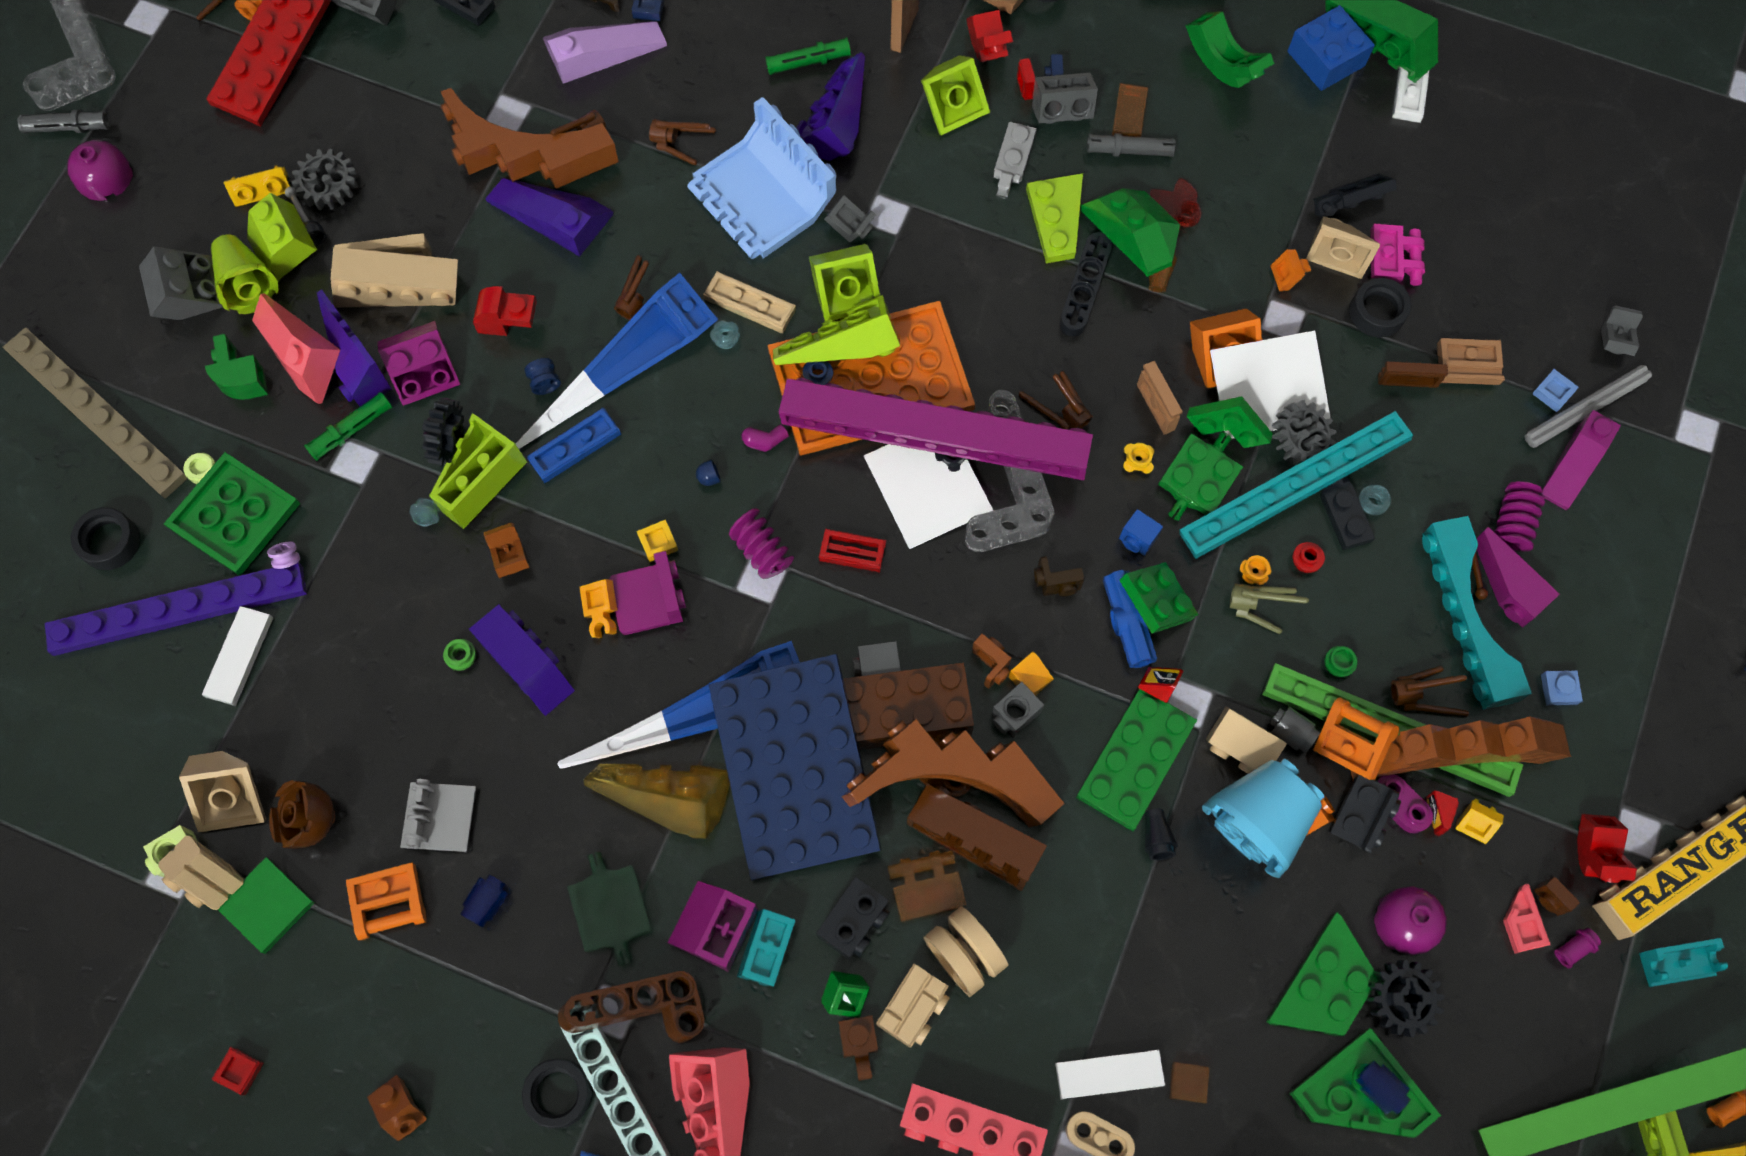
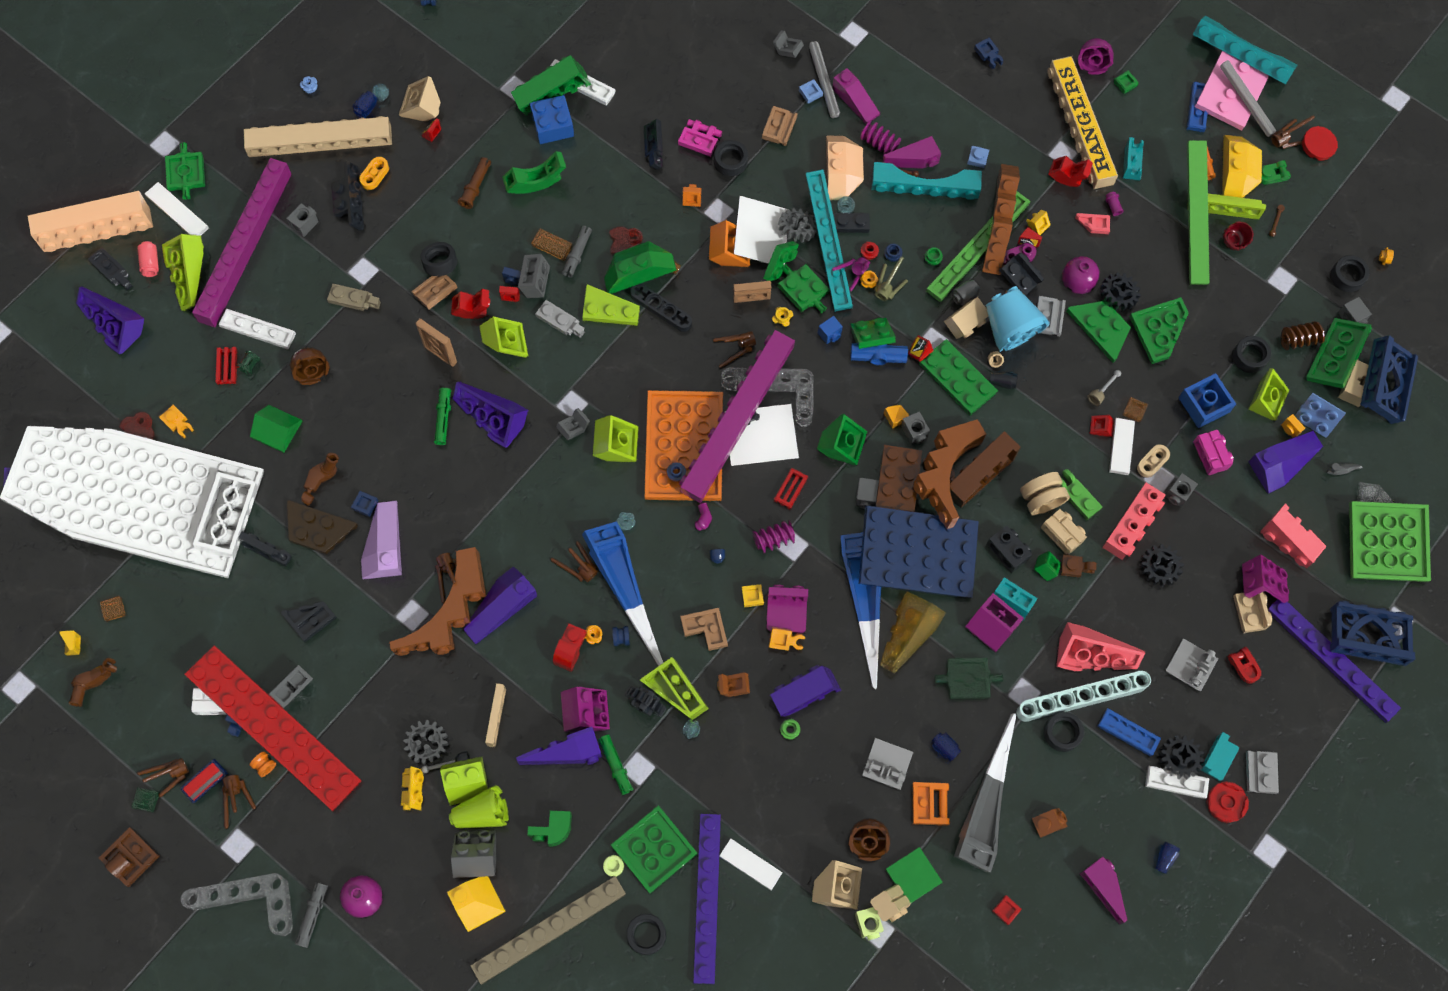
camera: 75 degrees left, 0 degrees up
(113, 306) = (476, 902): none -> yellow slope
(283, 555) = (688, 821): lavender bush -> none
(298, 347) = (555, 781): coral wedge -> none
(356, 991) = (980, 830): none -> dark grey plate
(391, 279) = (522, 712): tan wedge -> none
(536, 348) = (597, 634): none -> light orange plate
(573, 445) = (671, 630): blue tile -> none
(595, 493) = (706, 622): none -> medium nougat plate
(630, 1008) = (1027, 658): reddish brown beam -> none
(666, 132) = (467, 517): reddish brown plant -> none
(749, 302) = (607, 501): tan tile -> none
(766, 184) = (530, 467): light blue hinge -> none
(861, 334) = (658, 444): lime wedge -> none
(928, 895) = (1006, 506): clear orange plate -> none
(957, 603) = (843, 440): none -> green slope
(990, 1019) = (1080, 496): none -> bright green hinge
(993, 654) = (879, 430): dark orange bracket -> none
(1062, 582) = (844, 388): dark brown bracket -> none
(1137, 1030) = (1102, 425): none -> red slope
(1189, 803) = (998, 357): none -> tan hinge
(1189, 1006) = (1097, 396): none -> dark tan hinge
(1266, 545) = (858, 267): none -> magenta plant
(1310, 884) = (1054, 312): none -> light grey plate
(1324, 588) = (893, 248): none -> dark blue plate
(1342, 248) = (687, 162): tan slope -> none
(1350, 748) = (987, 267): orange plate -> none
(1383, 1088) = (1163, 317): clear blue brick -> none
(1409, 690) = (960, 230): reddish brown plant -> none
(1412, 374) = (778, 158): reddish brown tile -> none
(1441, 473) = (843, 166): none -> light nougat wedge
(1555, 896) = (1087, 203): reddish brown plate -> none

